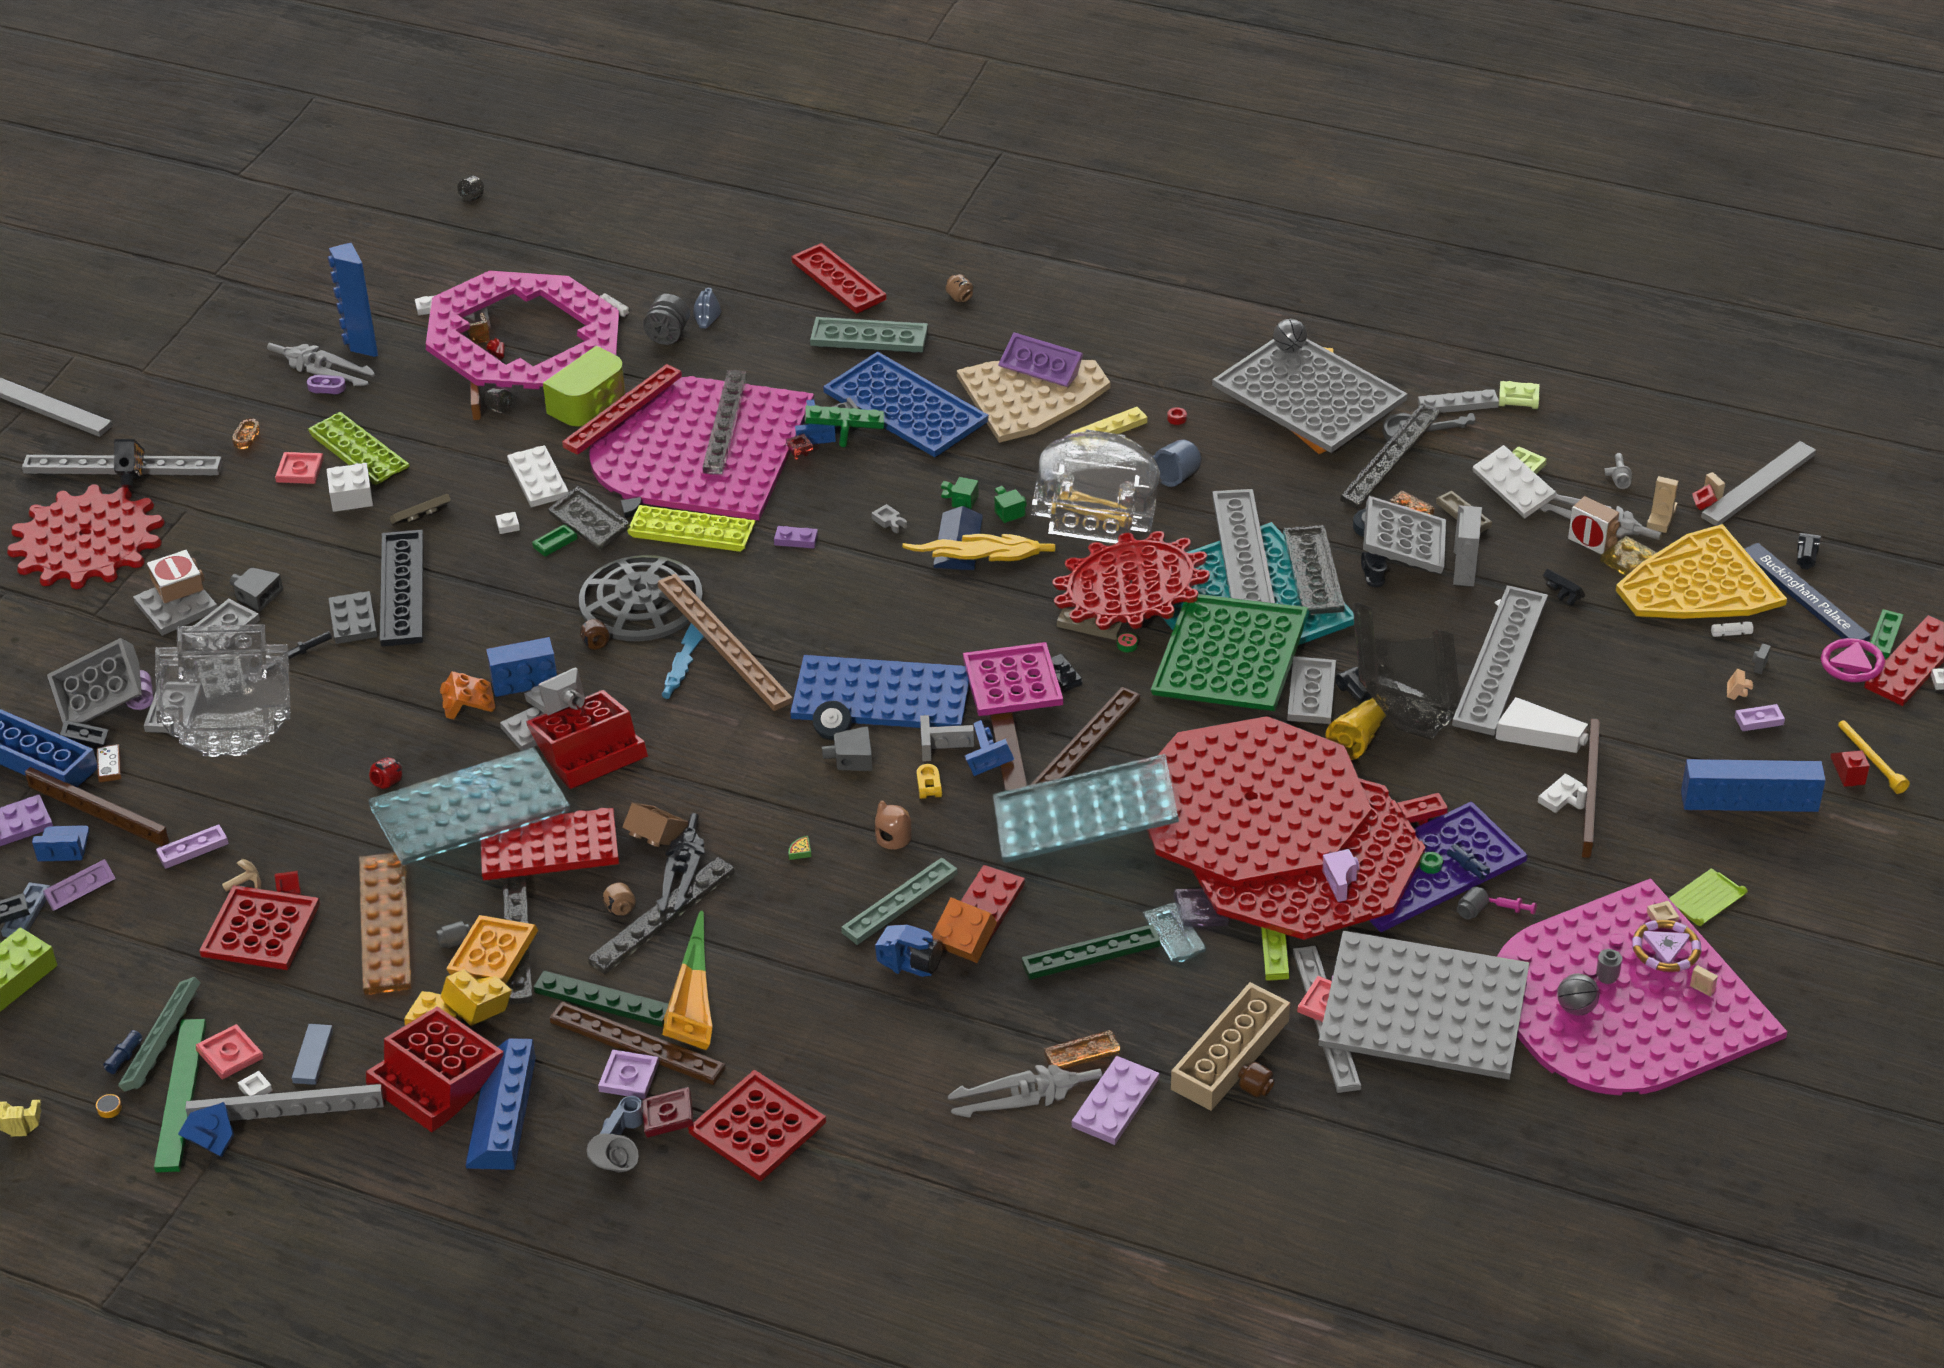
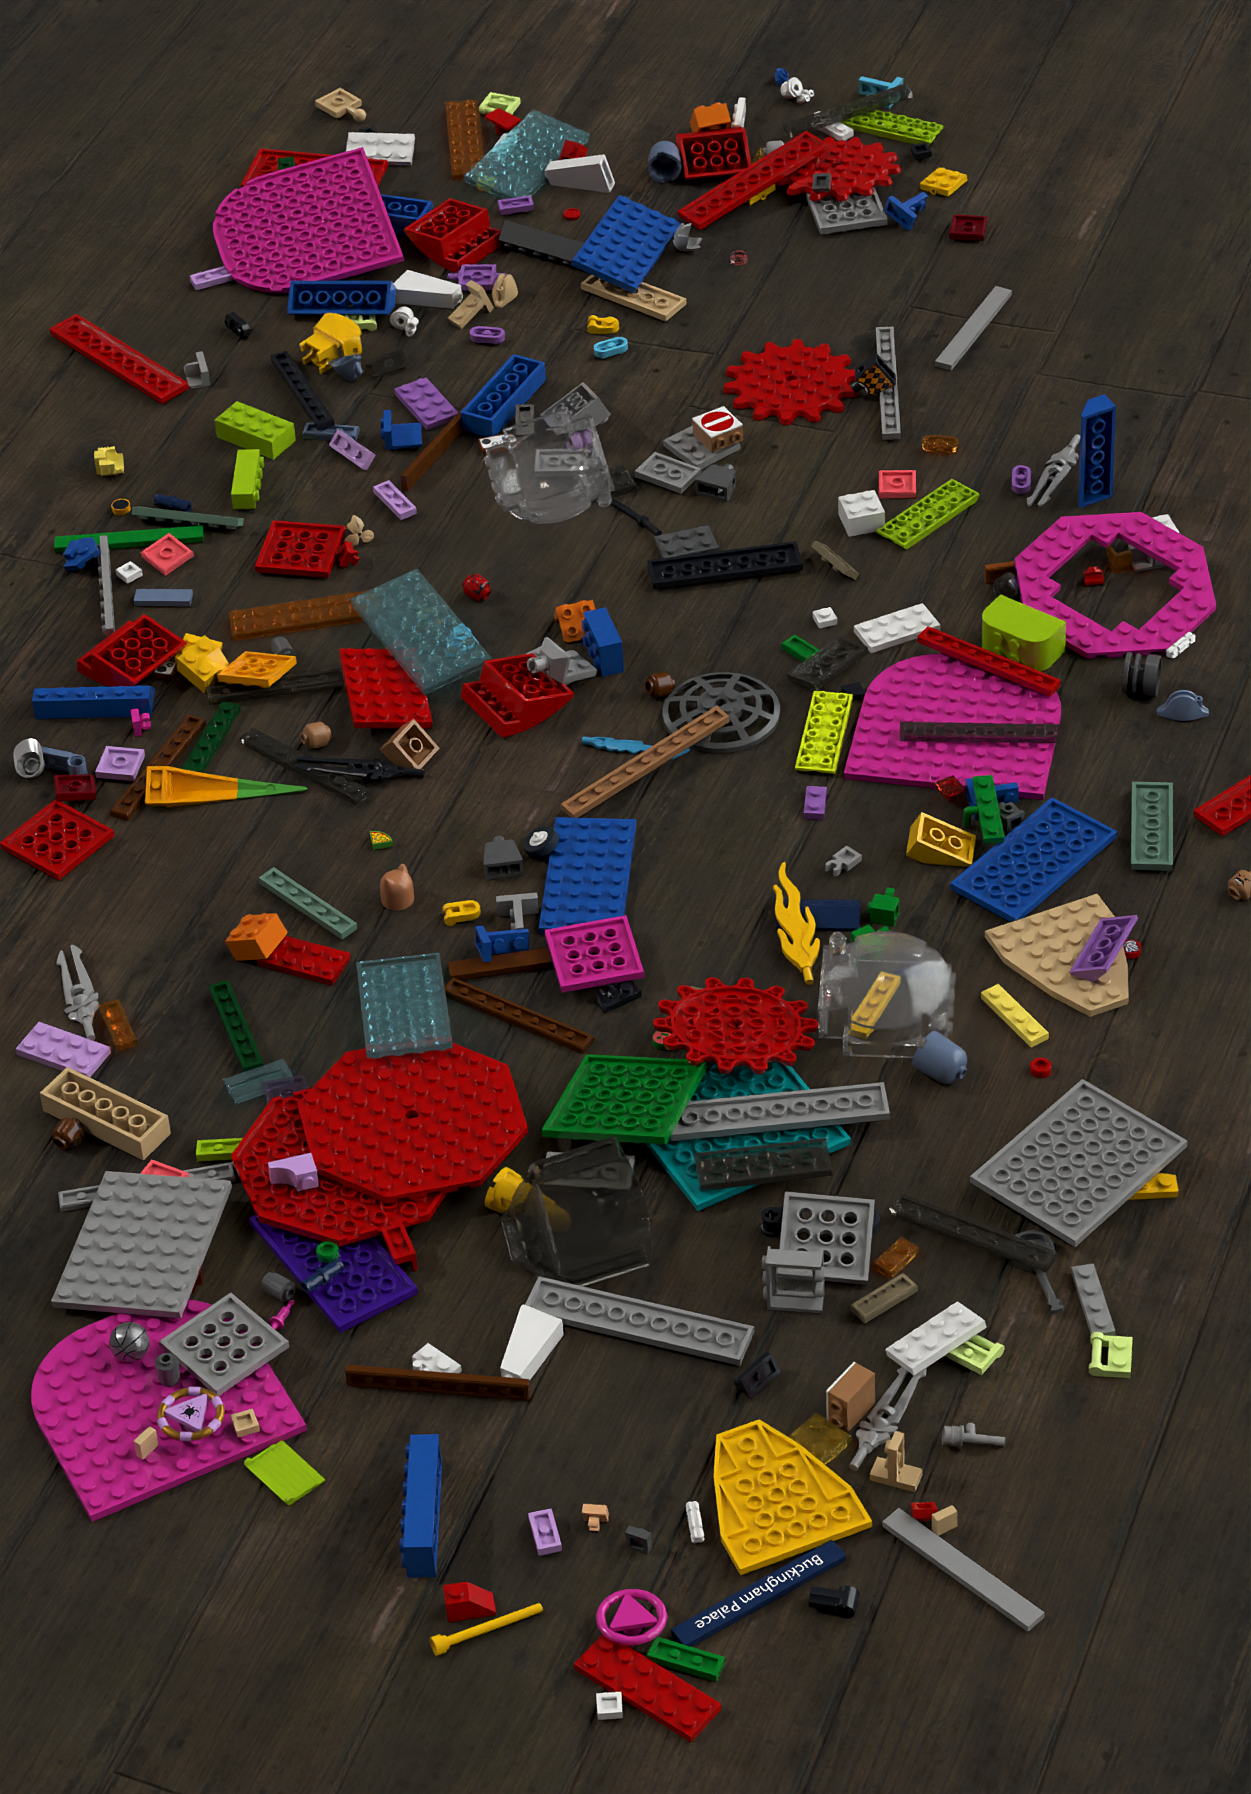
camera: 90 degrees right, 0 degrees up
(107, 976) = (247, 479): none -> lime brick
(557, 1060) = (138, 722): none -> dark pink tile
(875, 458) = (939, 843): none -> yellow slope
(894, 950) = (233, 904): blue piece -> none
(1290, 335) = (1149, 1128): flat silver piece -> none
(1564, 918) = (225, 1332): none -> light grey piece

